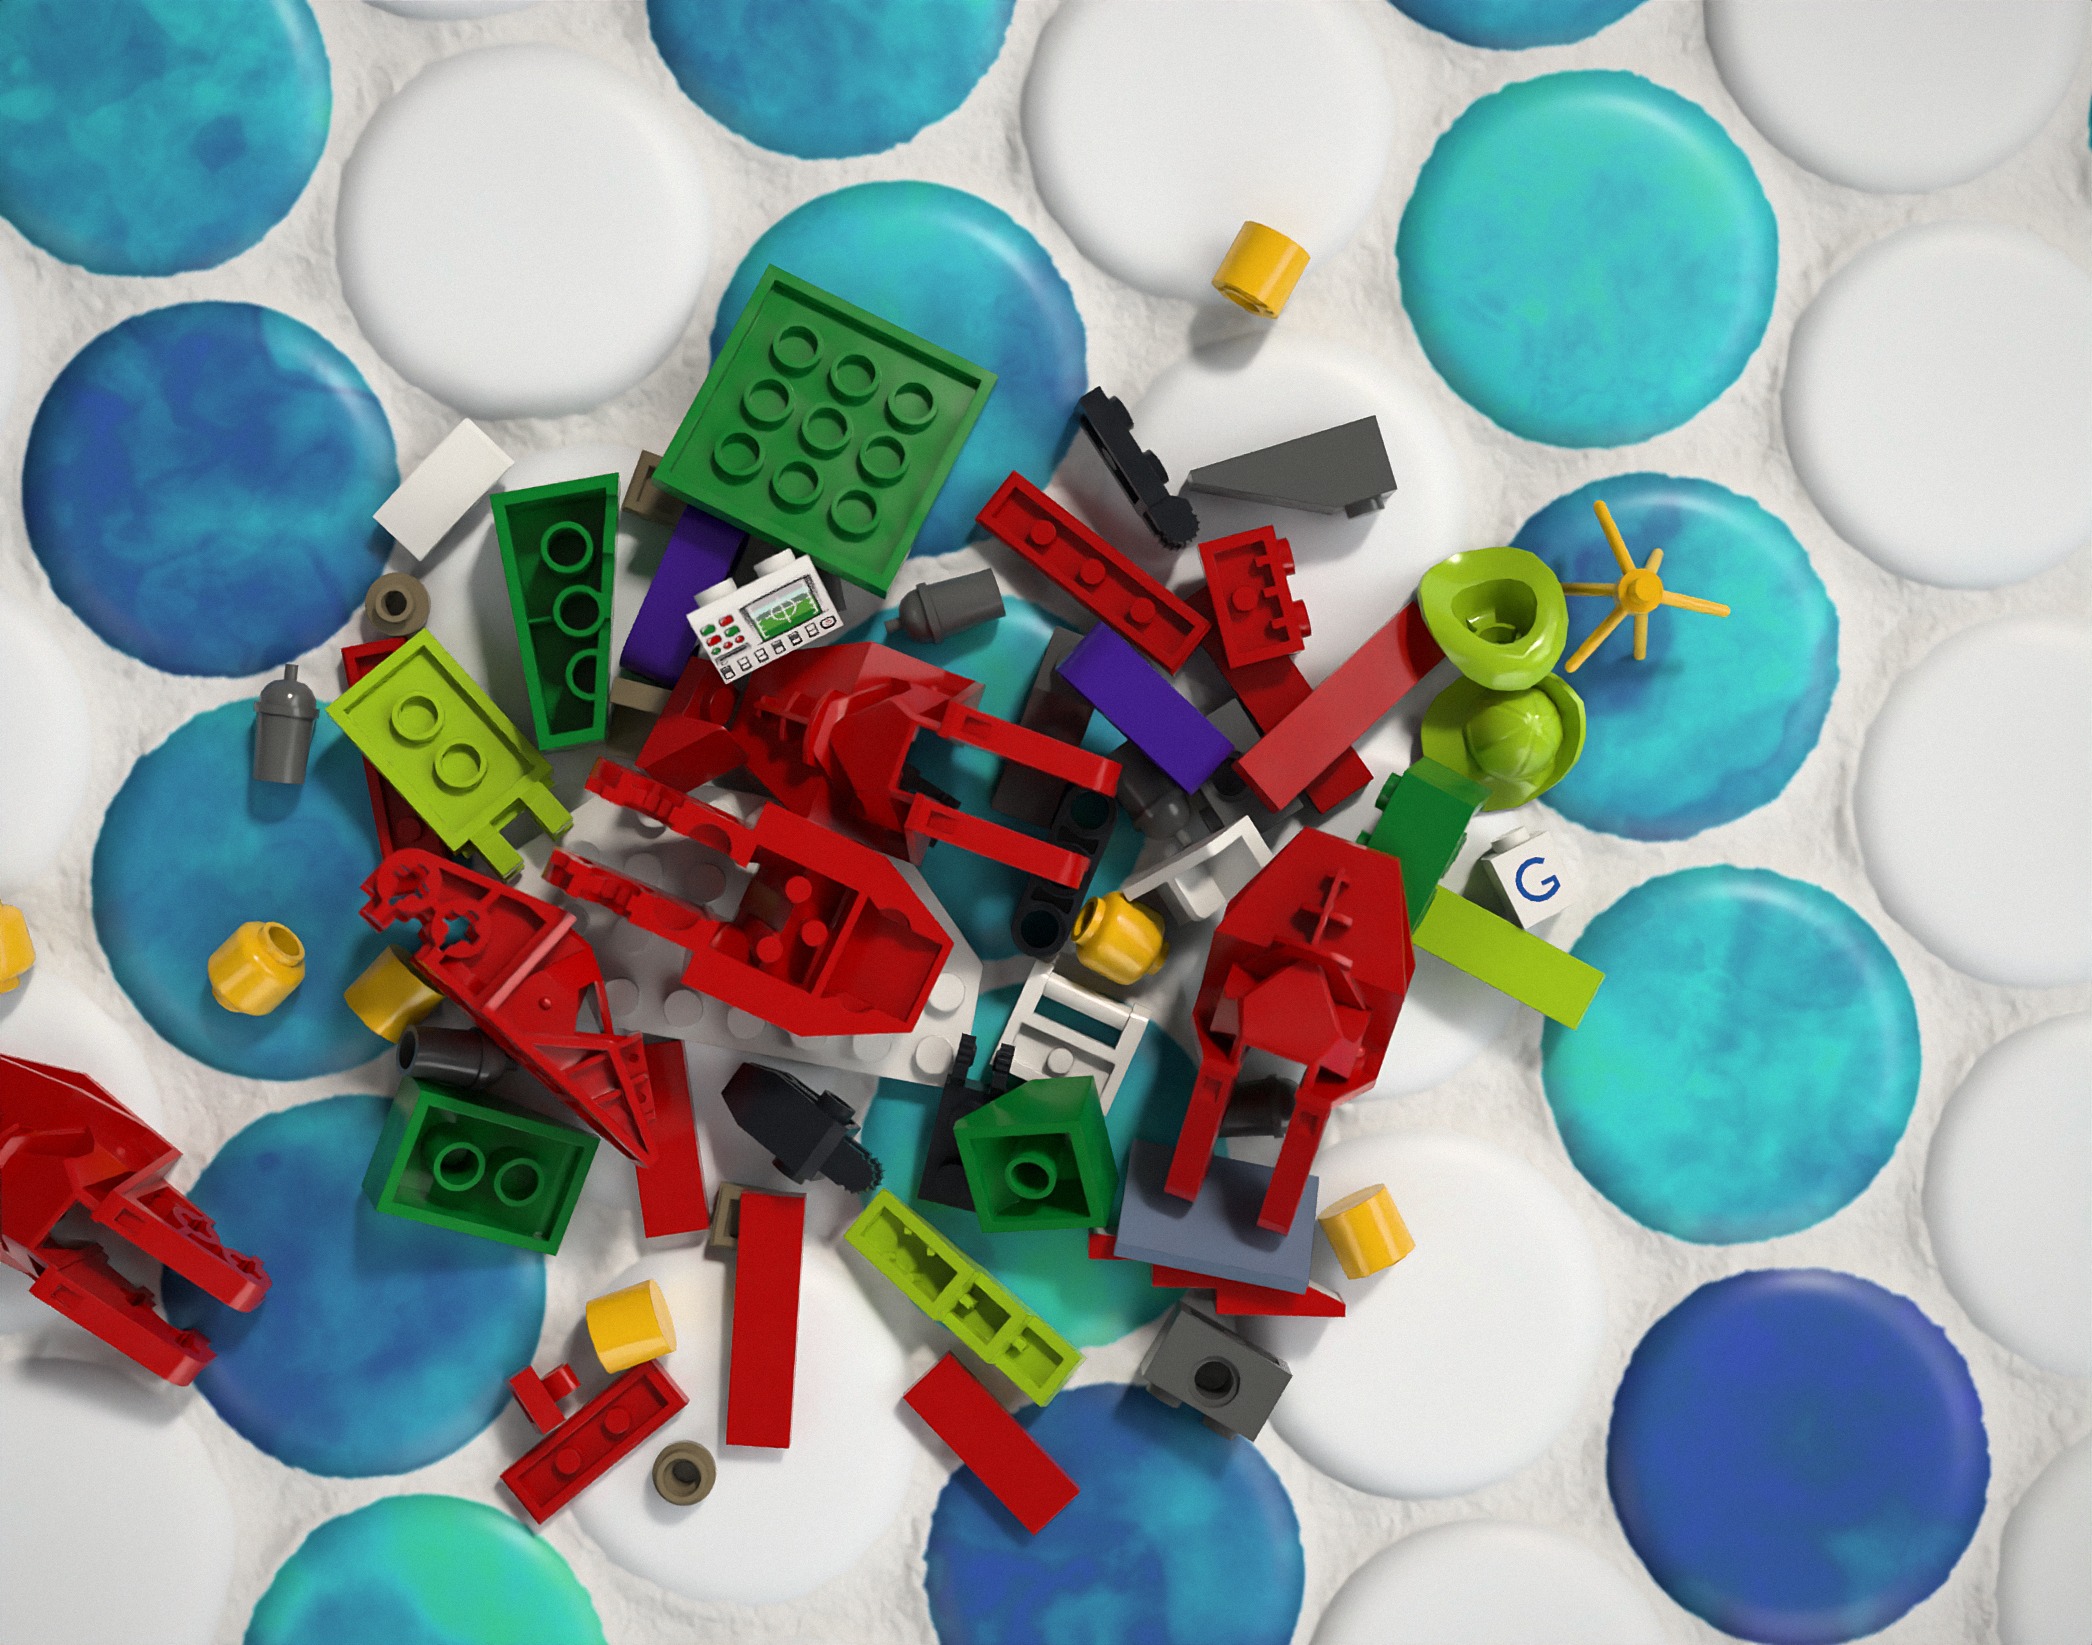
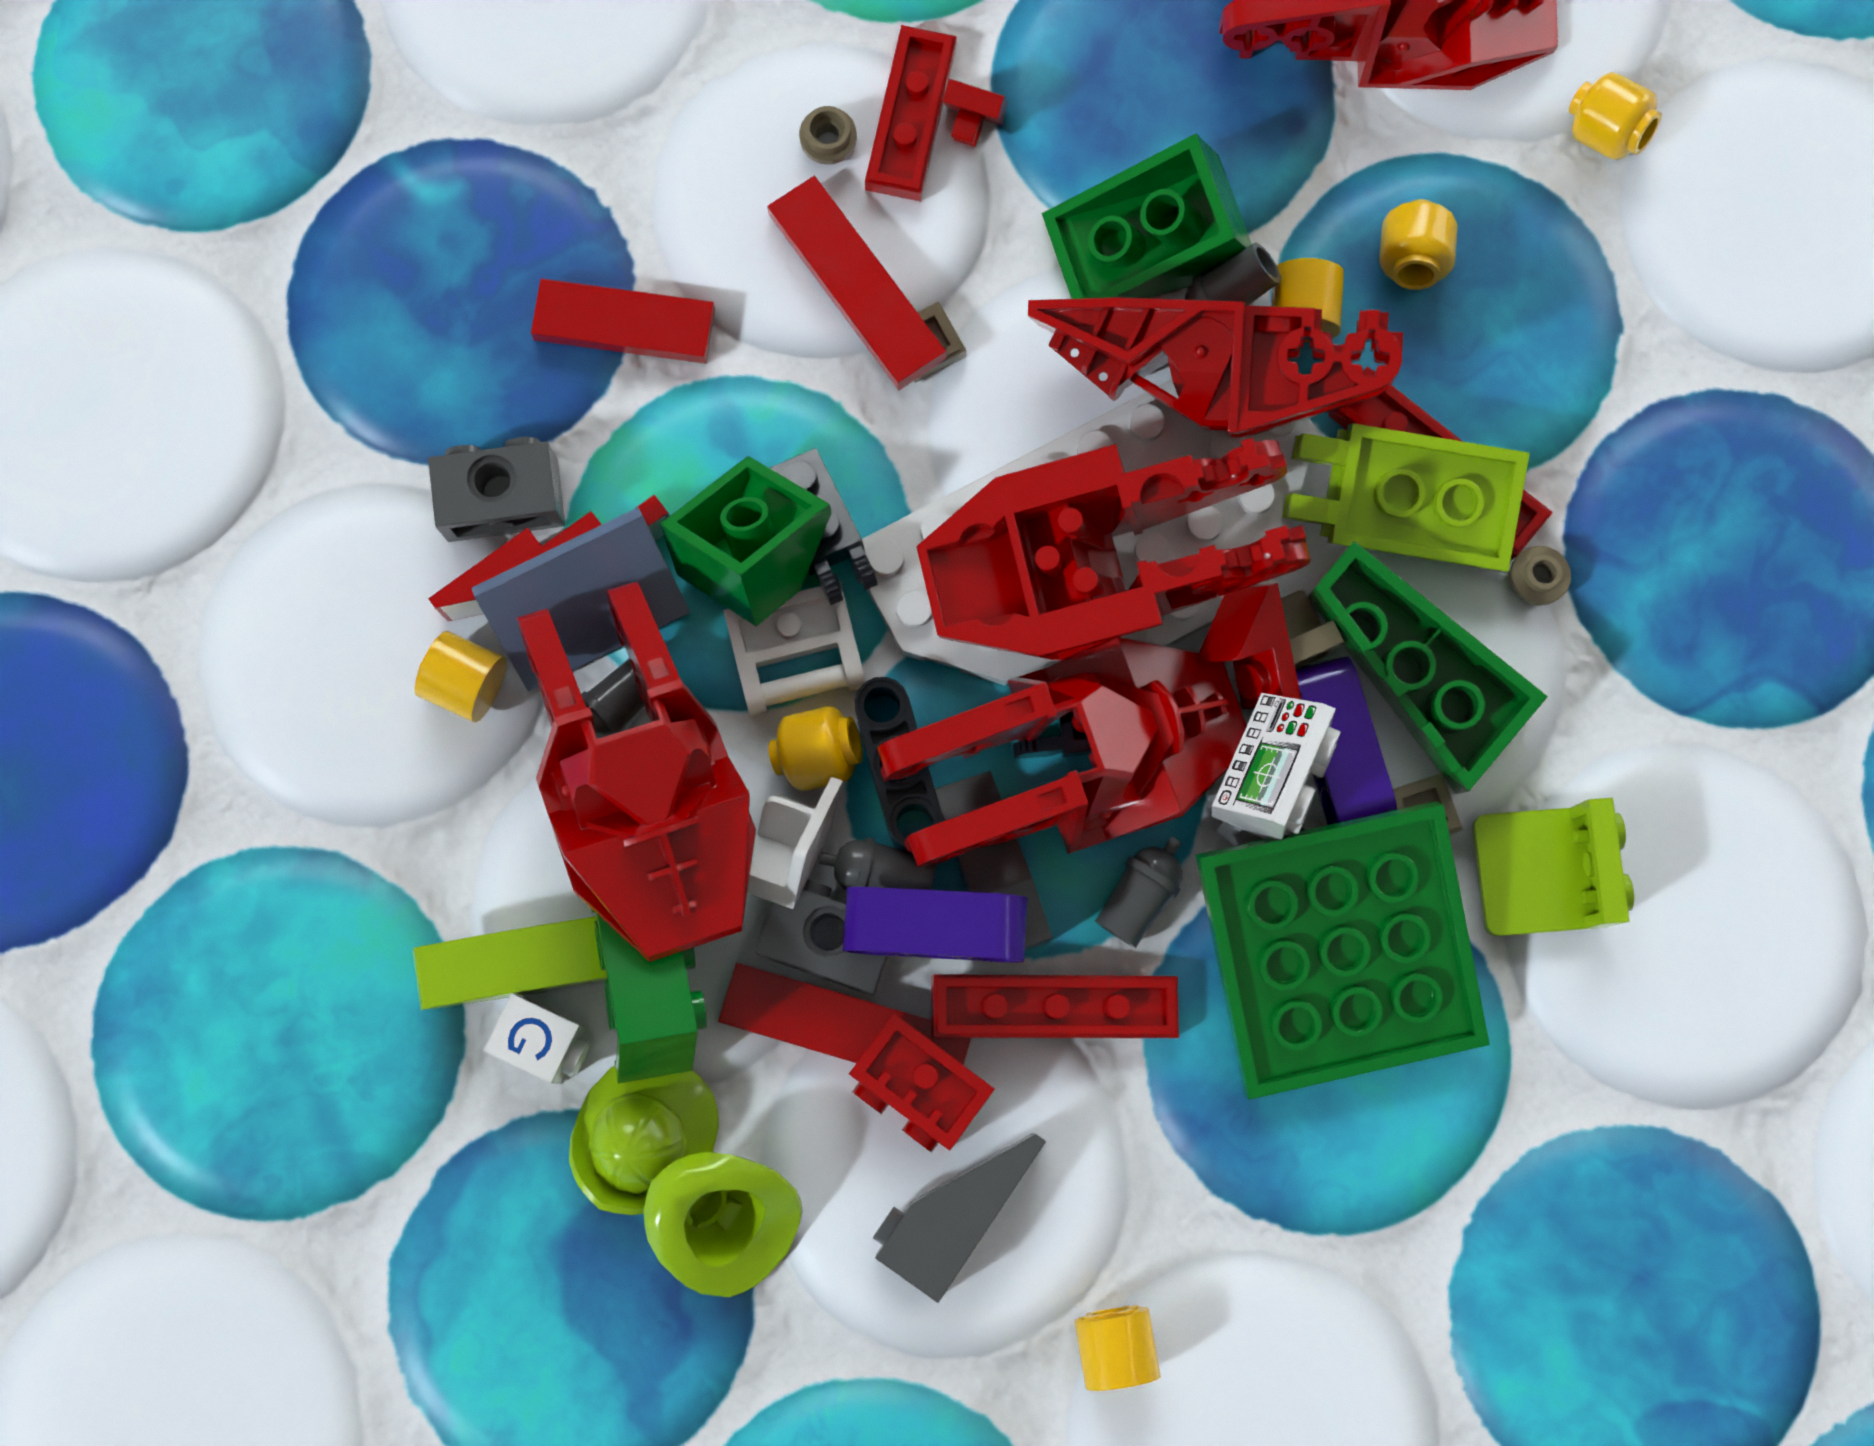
camera: 135 degrees right, 10 degrees down
(284, 729) = (1542, 422): dark grey piece -> none
(443, 489) = (1580, 683): white slope -> none
(599, 359) = (1552, 869): none -> lime bracket
(630, 1326) = (948, 201): yellow piece -> none
(674, 1186) = (1004, 331): red tile -> none
(803, 1129) = (939, 429): black hinge -> none
(964, 1297) = (724, 405): lime slope -> none
(1136, 472) = (1082, 1111): black hinge -> none
(1339, 709) = (785, 1049): red tile -> none
(1633, 593) = (625, 1323): yellow plant -> none

